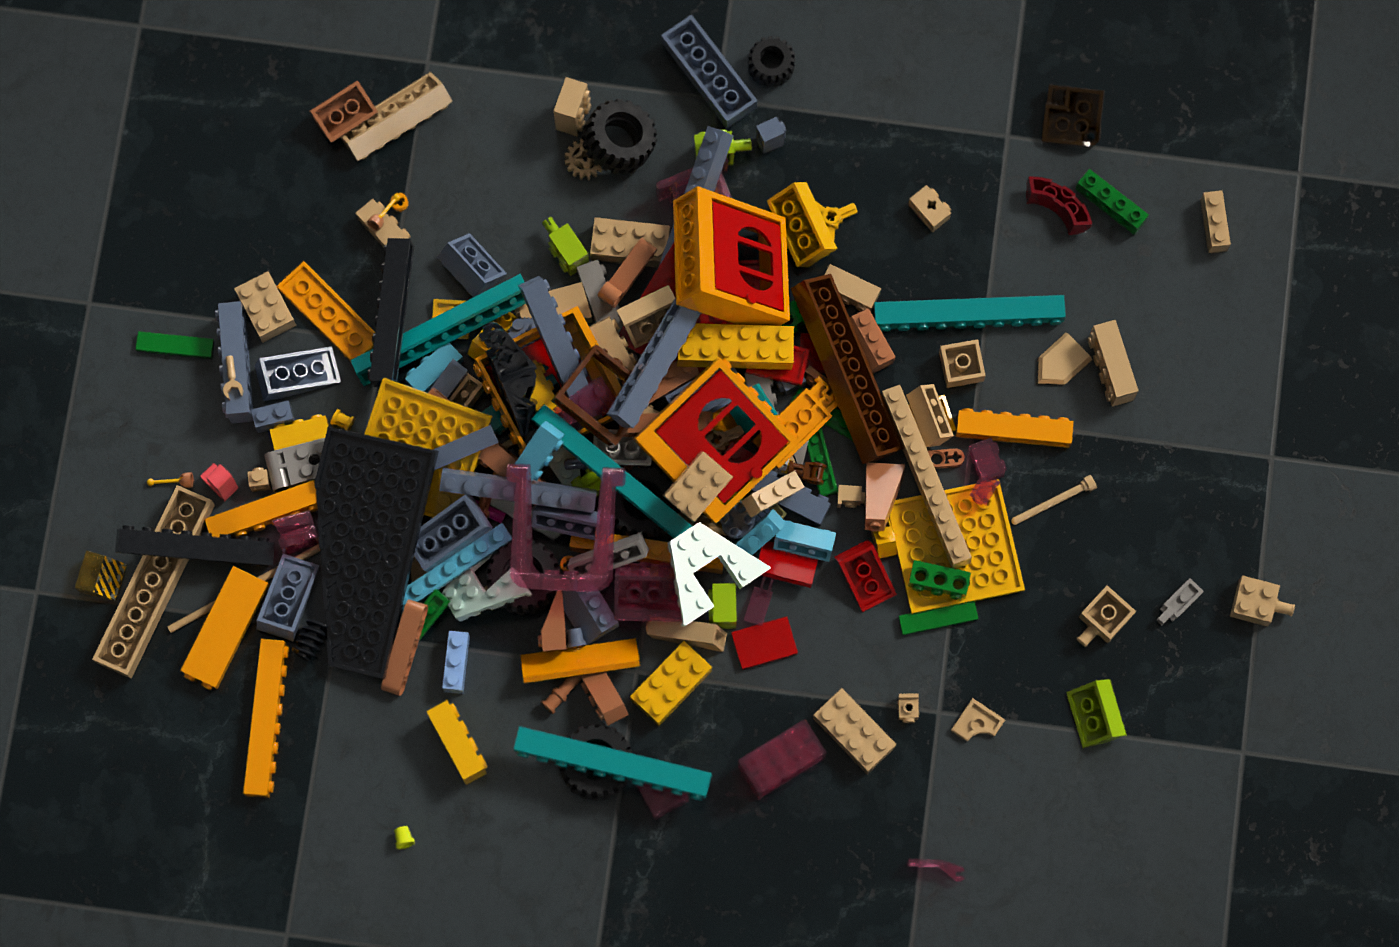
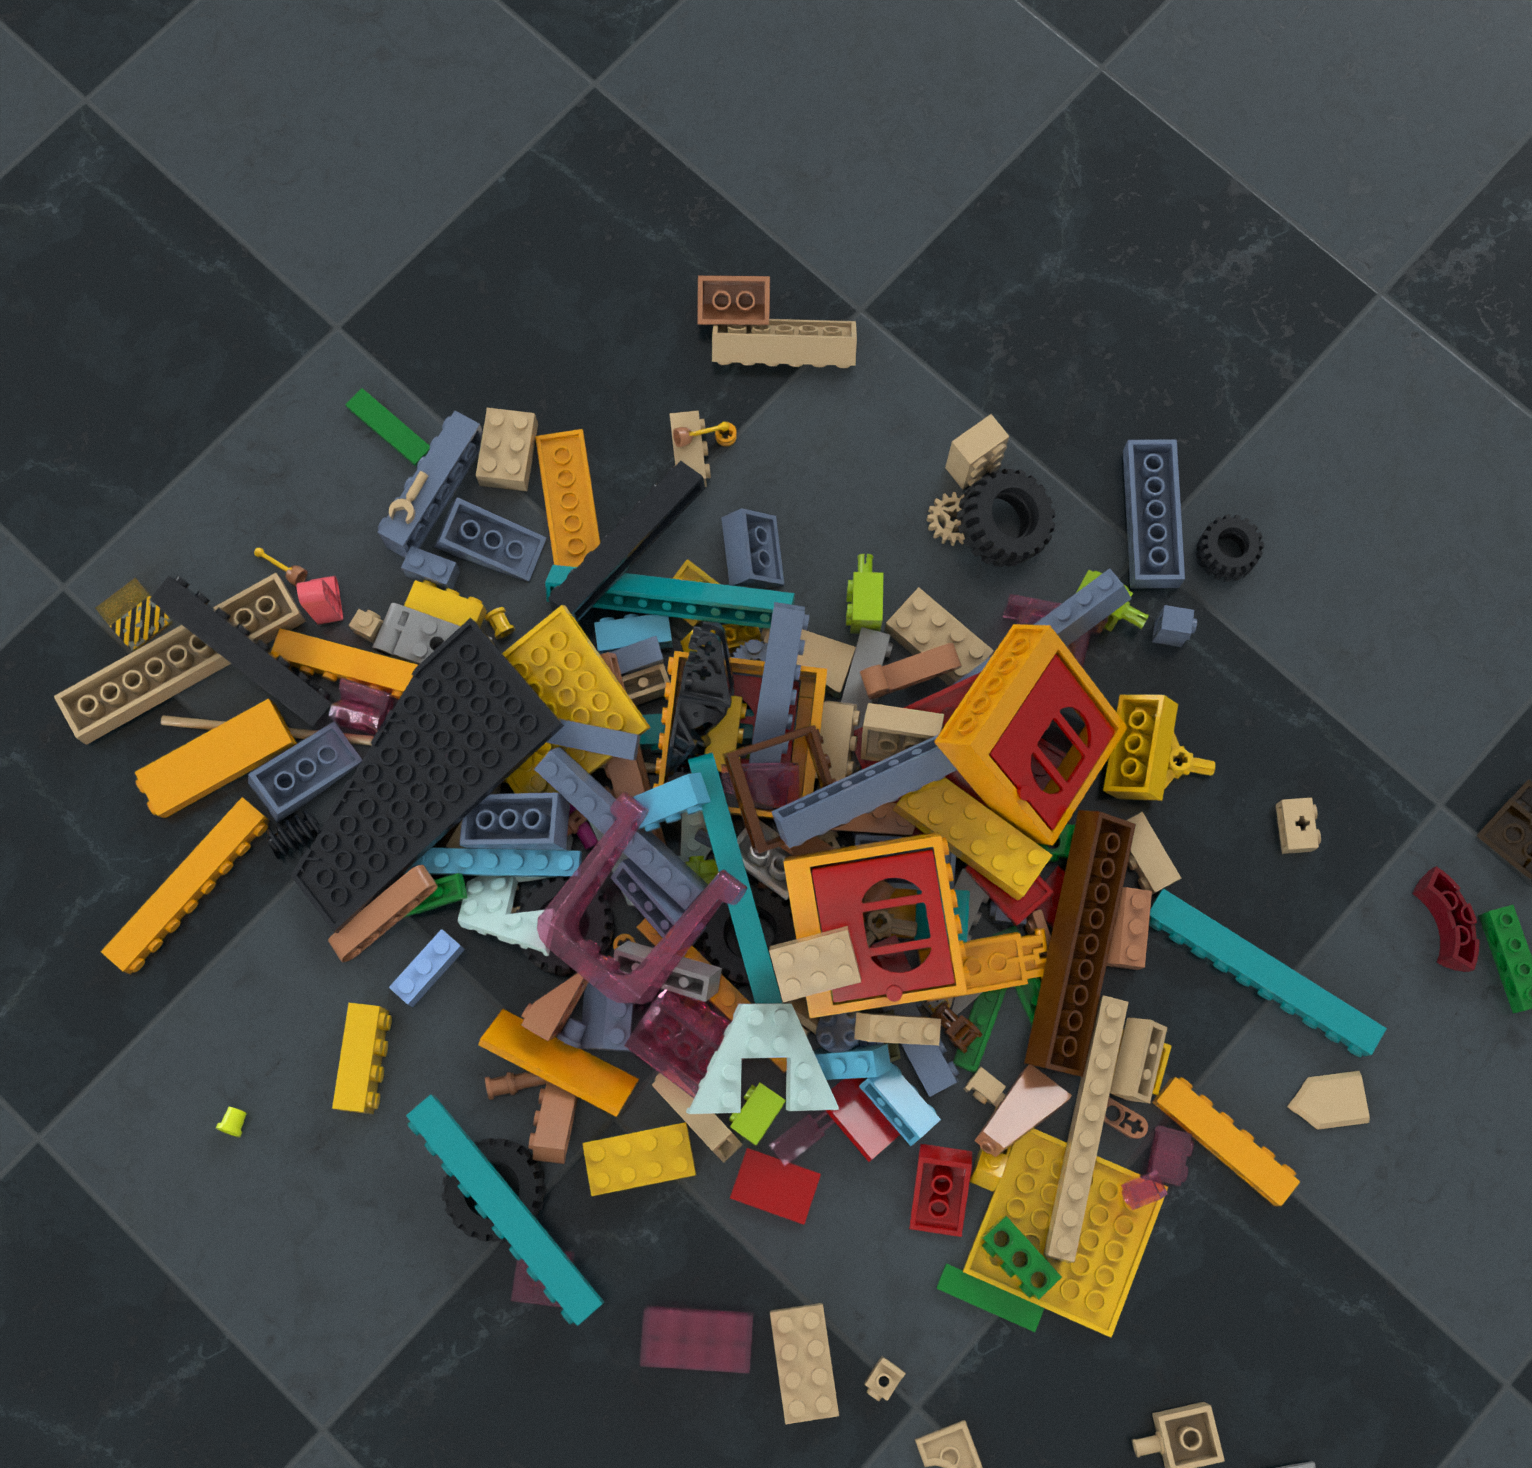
camera: 35 degrees right, 0 degrees up
(962, 363) = (1215, 1025): tan brick -> none
(1087, 484) = (1267, 1264): tan piece -> none
(1113, 363) = (1392, 1146): tan brick -> none

